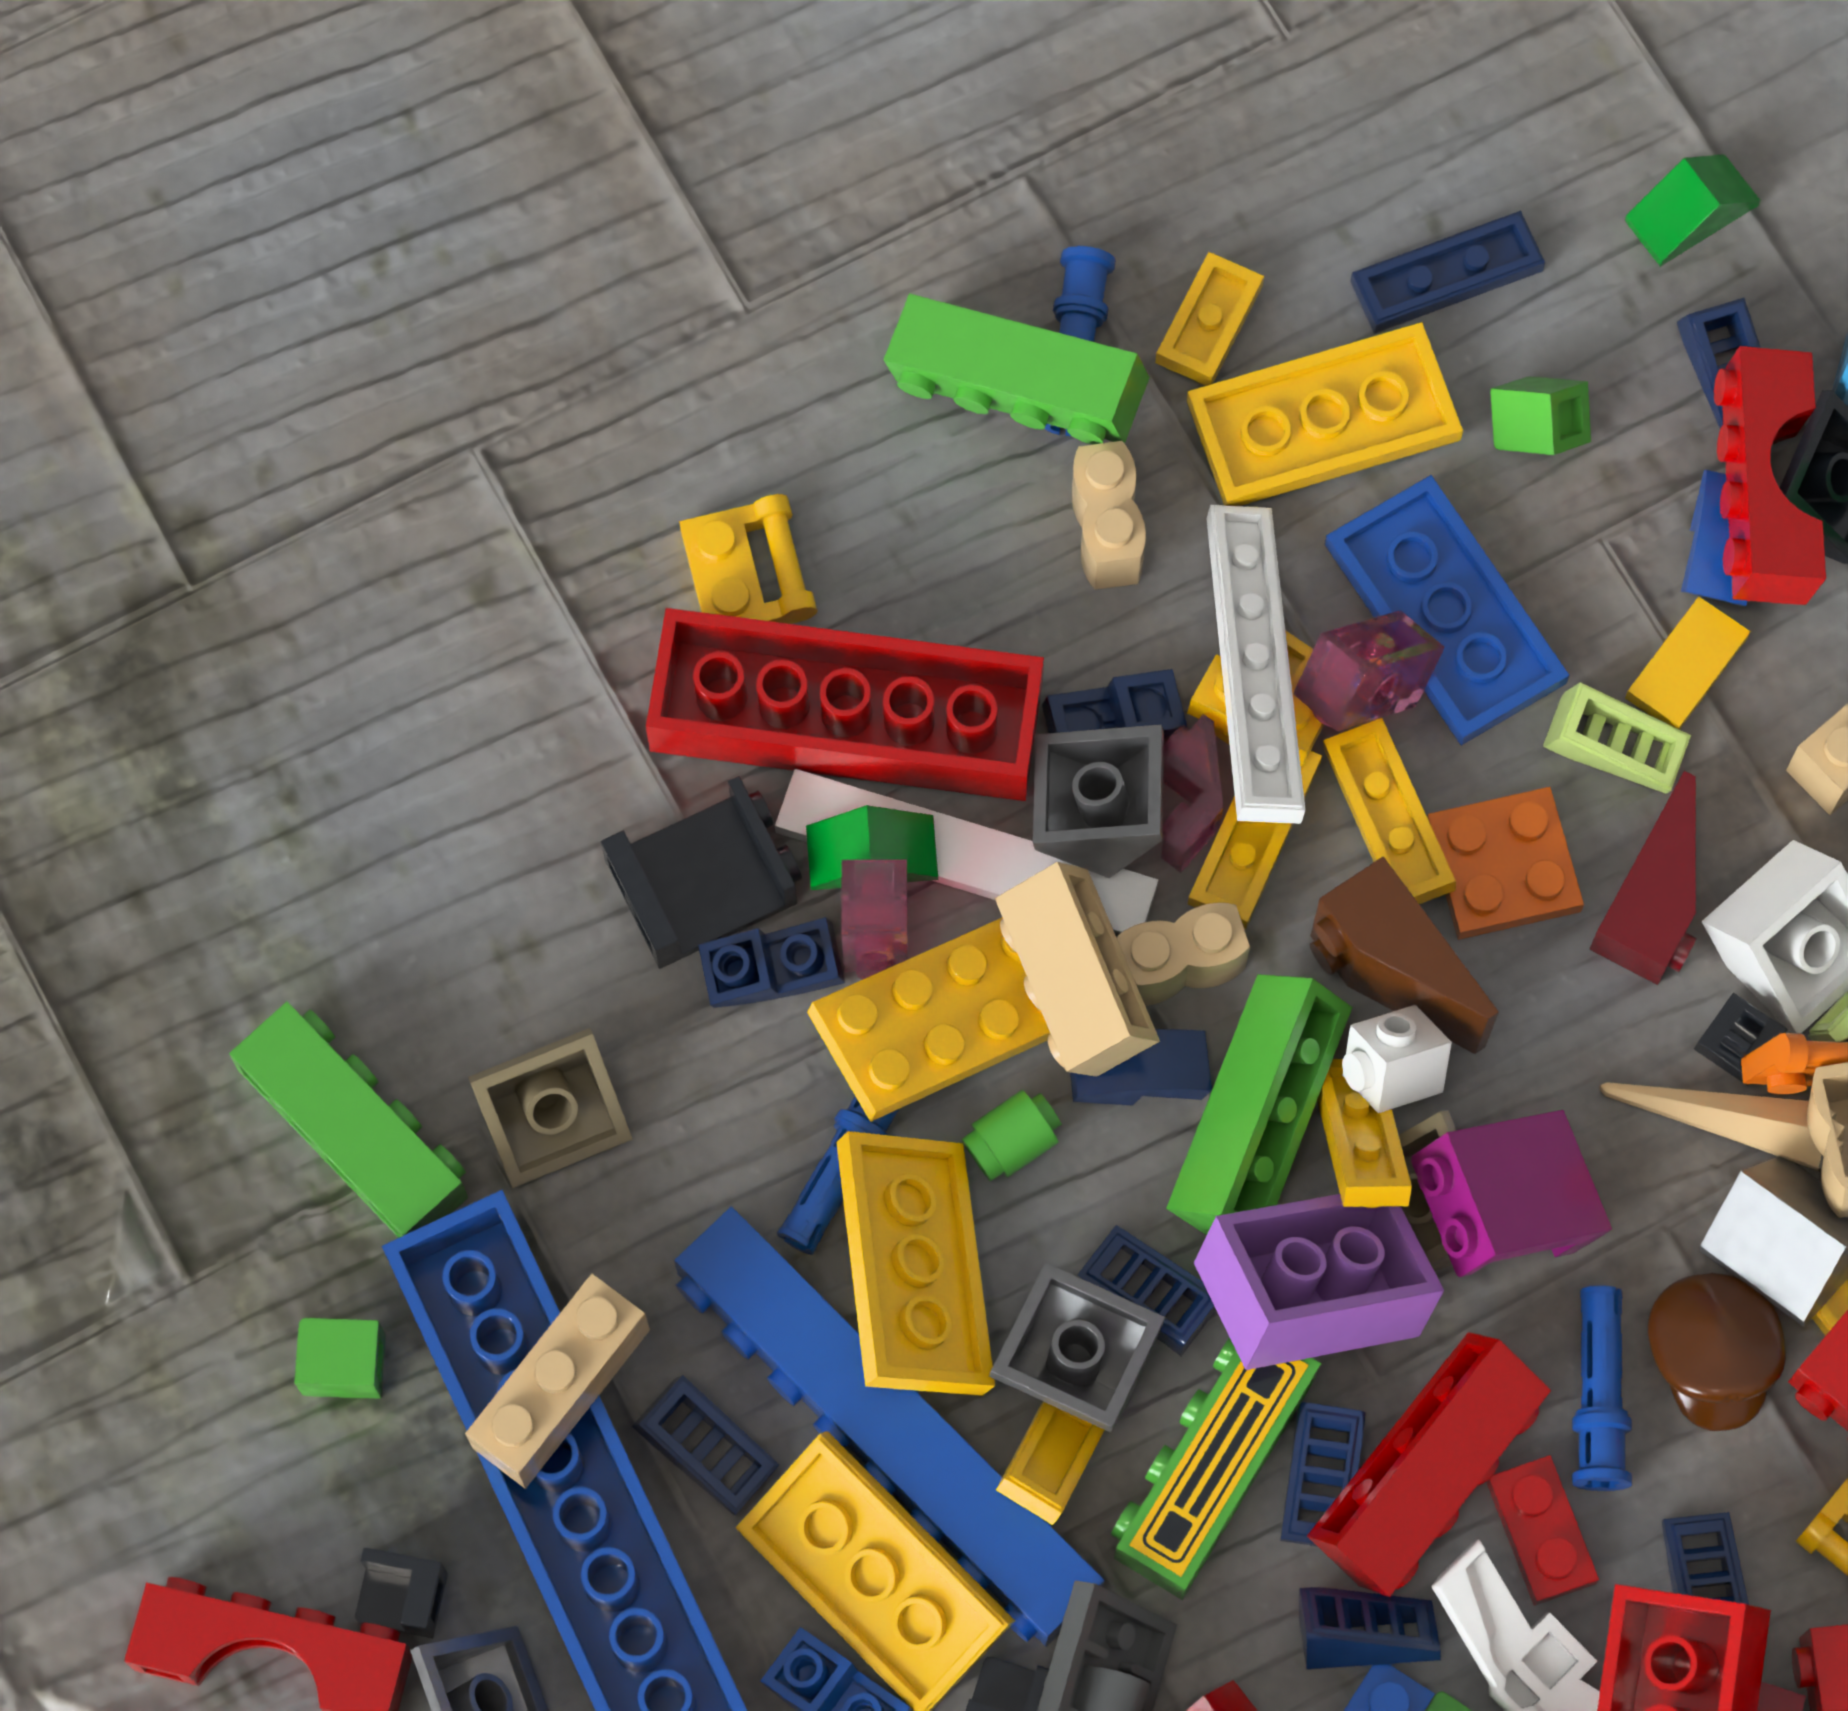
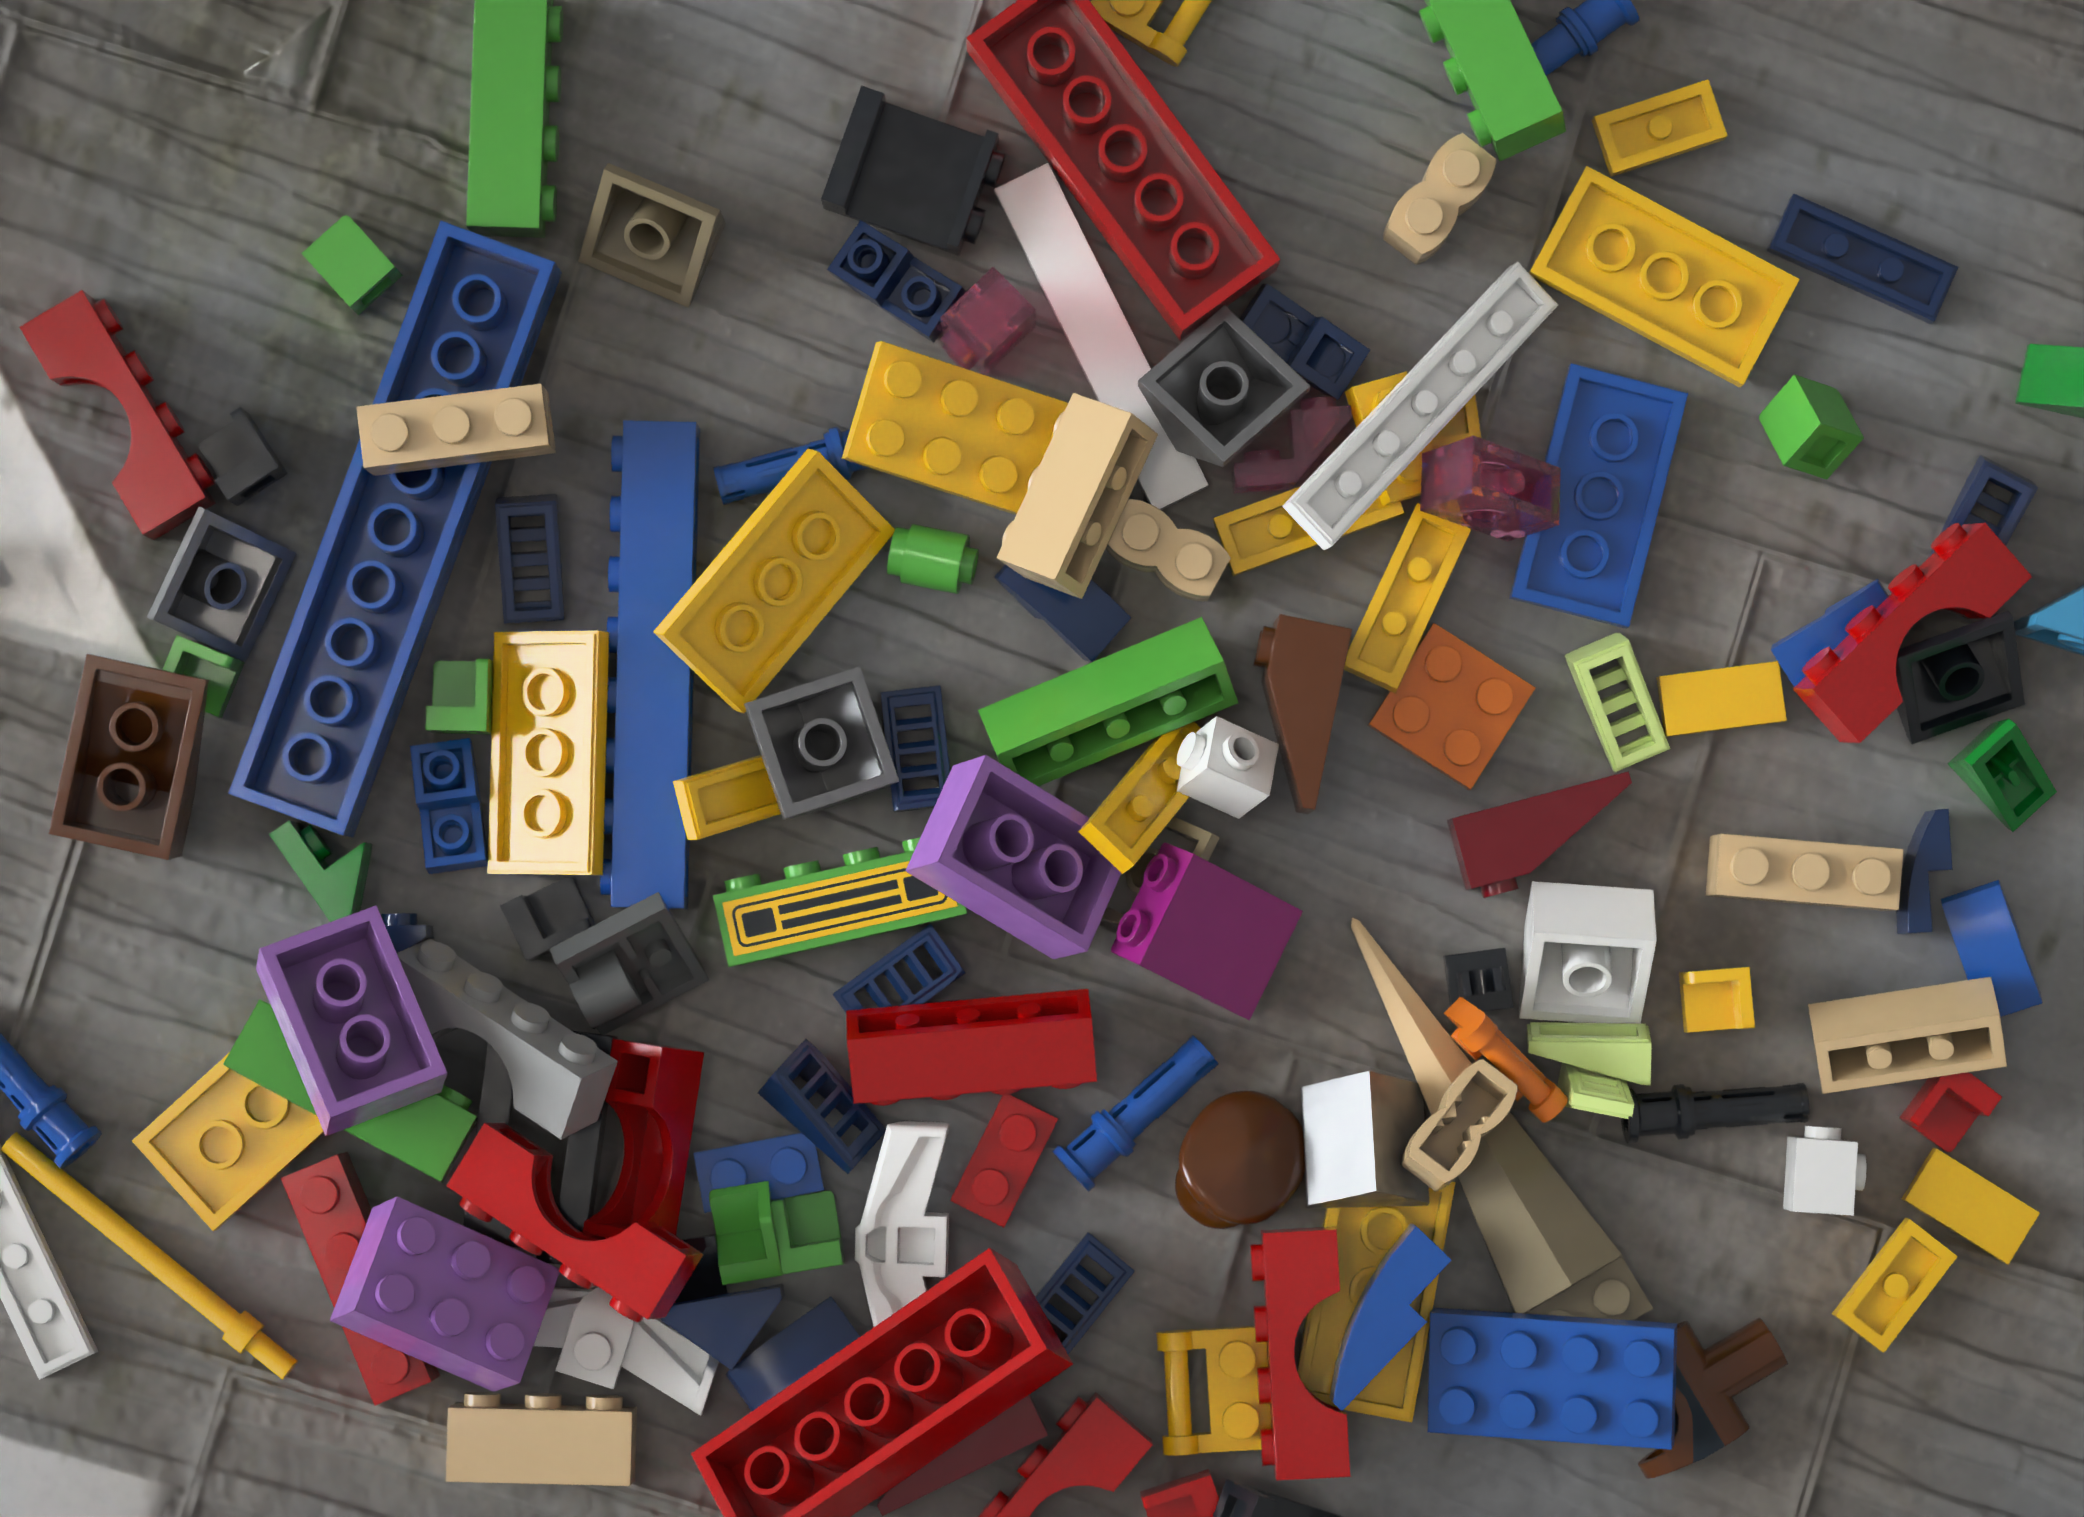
camera: 40 degrees right, 15 degrees up
(763, 1602) = (461, 698): none -> bright green panel
(871, 835) = (1039, 272): green slope -> none

